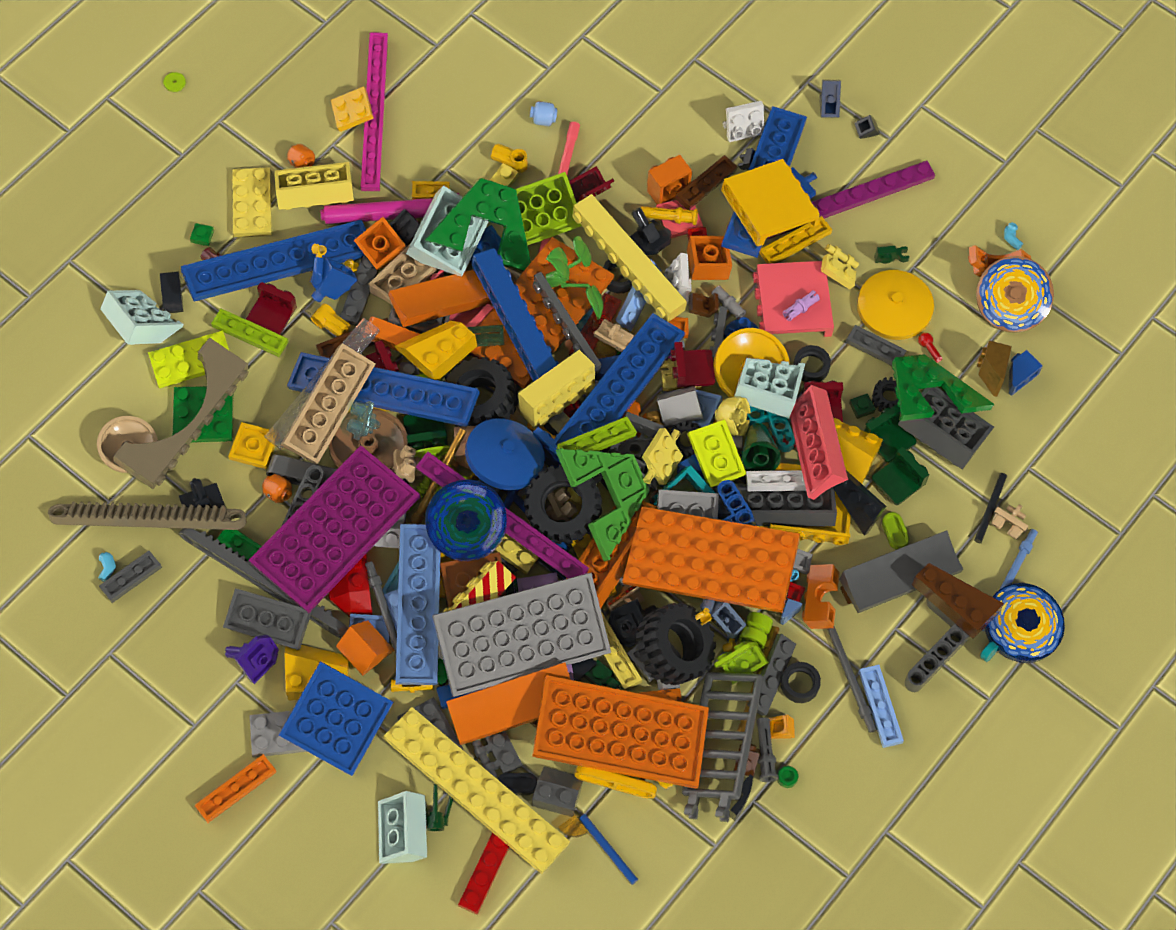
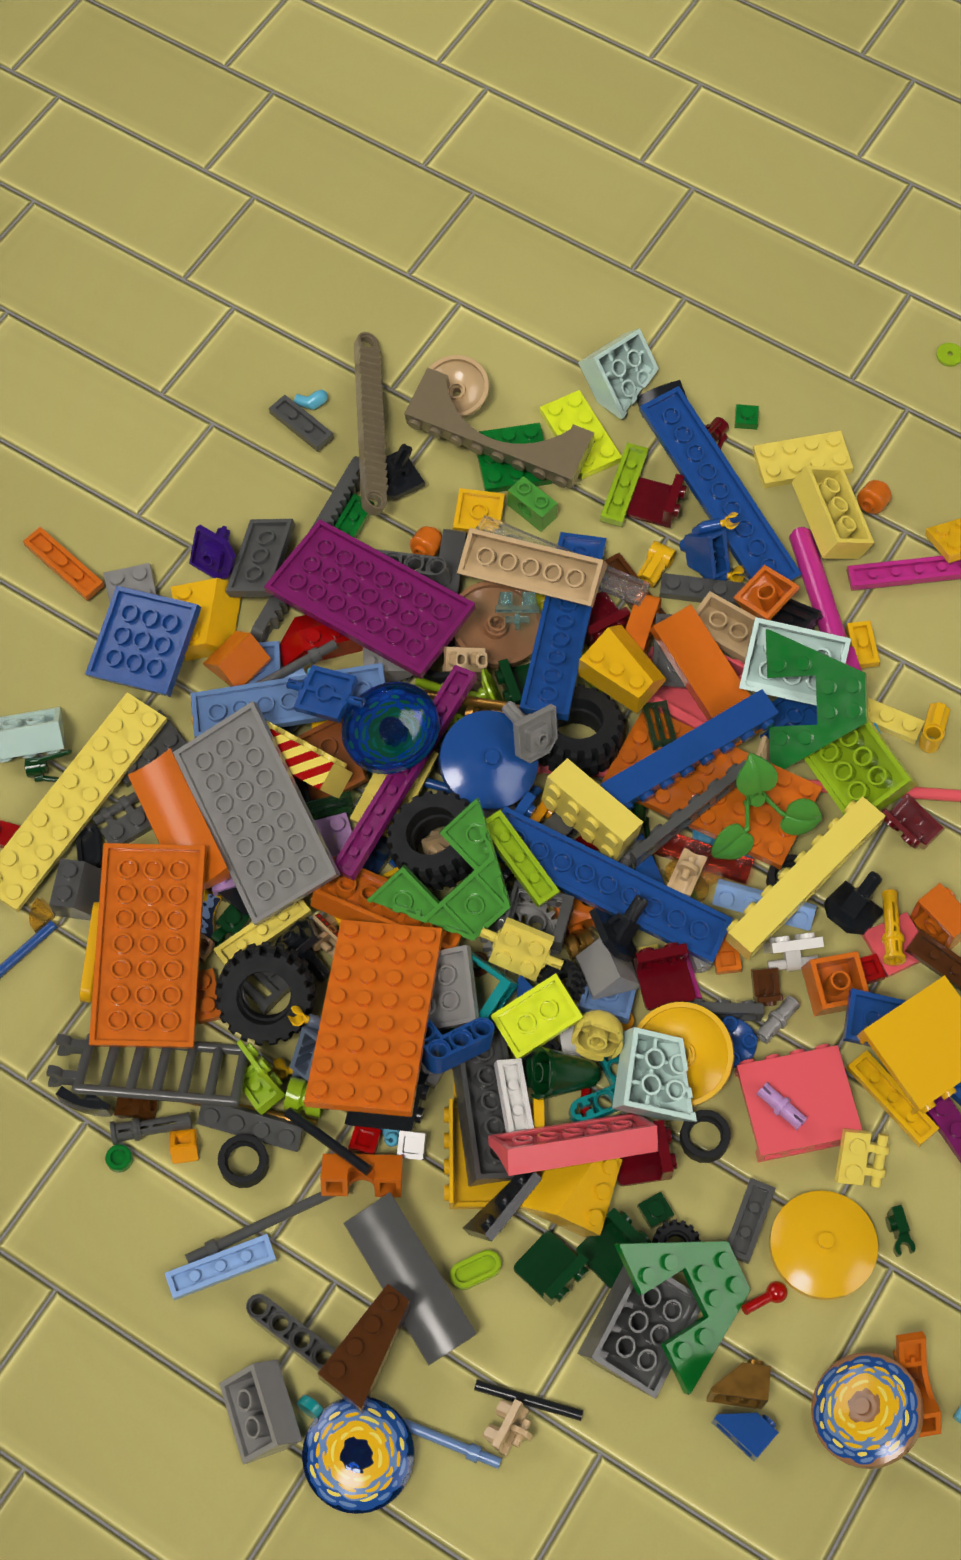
camera: 85 degrees right, 0 degrees up
(256, 402) = (532, 504): none -> bright green brick
(424, 568) = (325, 693): none -> blue plate
(489, 415) = (533, 733): none -> light grey piece
(657, 384) = (618, 930): none -> black piece
(790, 610) = (340, 1134): medium blue slope -> none
(796, 614) = (328, 1141): none -> black bar
(990, 686) = (260, 1411): none -> light grey slope

